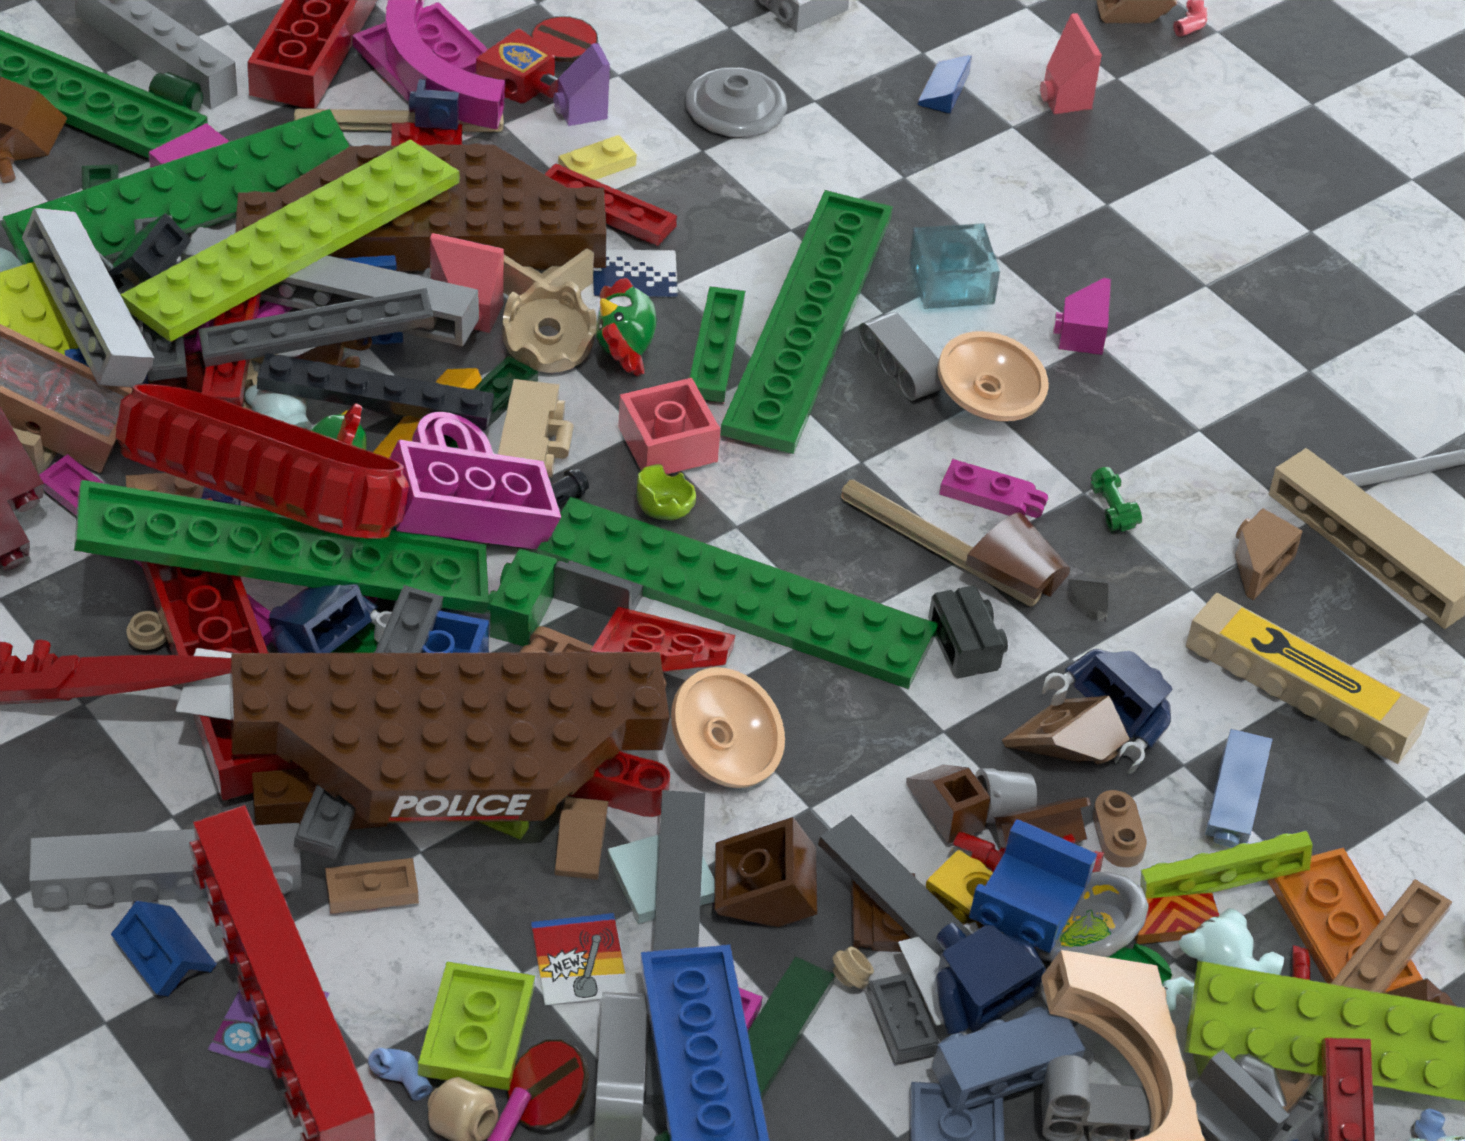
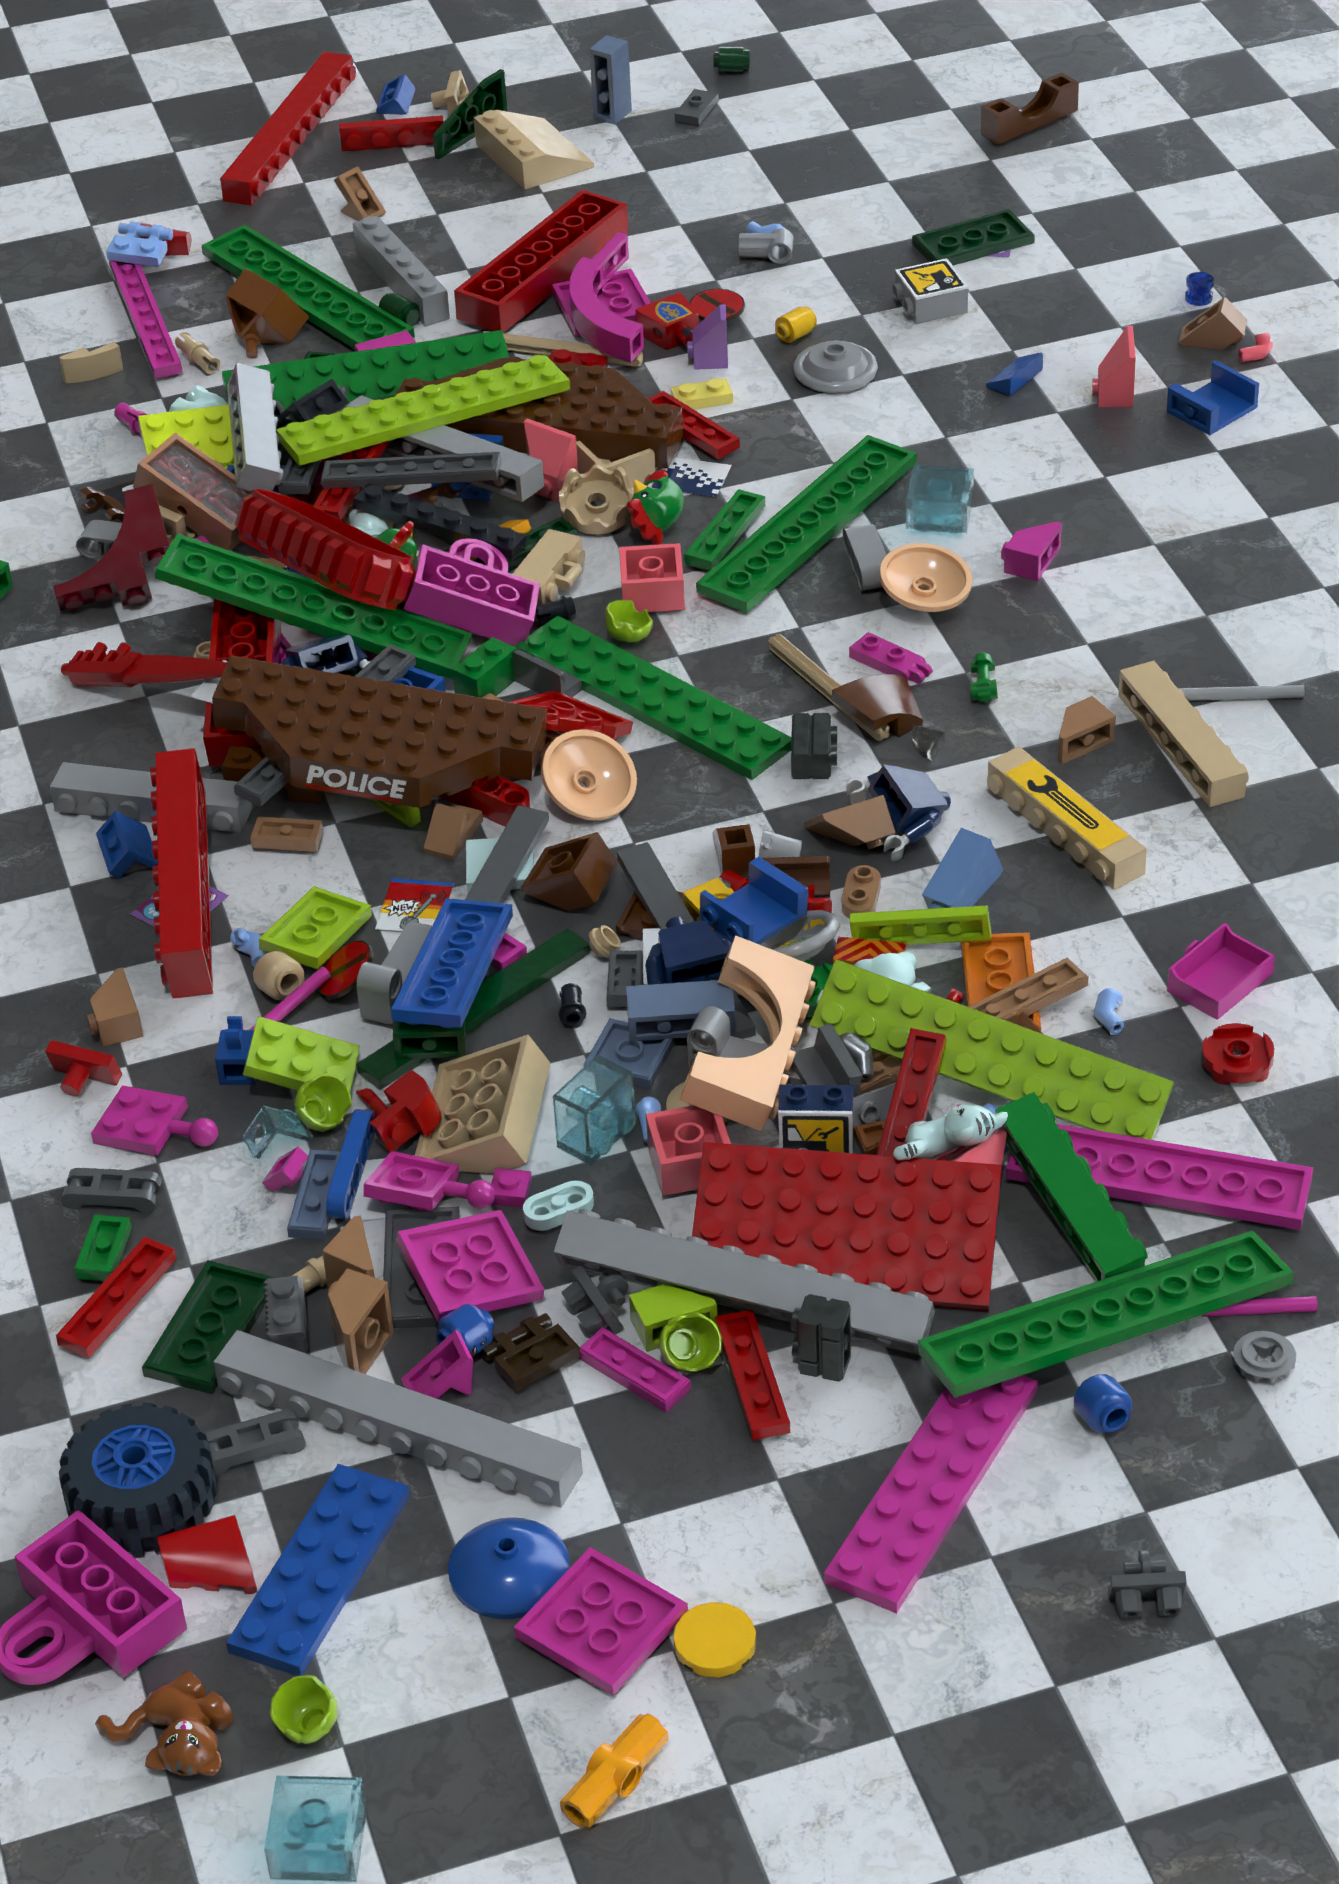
camera: 25 degrees right, 5 degrees down
(434, 107) = (584, 339): dark blue bracket -> none
(667, 52) = (795, 324): none -> yellow brick
(859, 1080) = (572, 1010): none -> black pin
(1182, 89) = (1216, 403): none -> blue panel

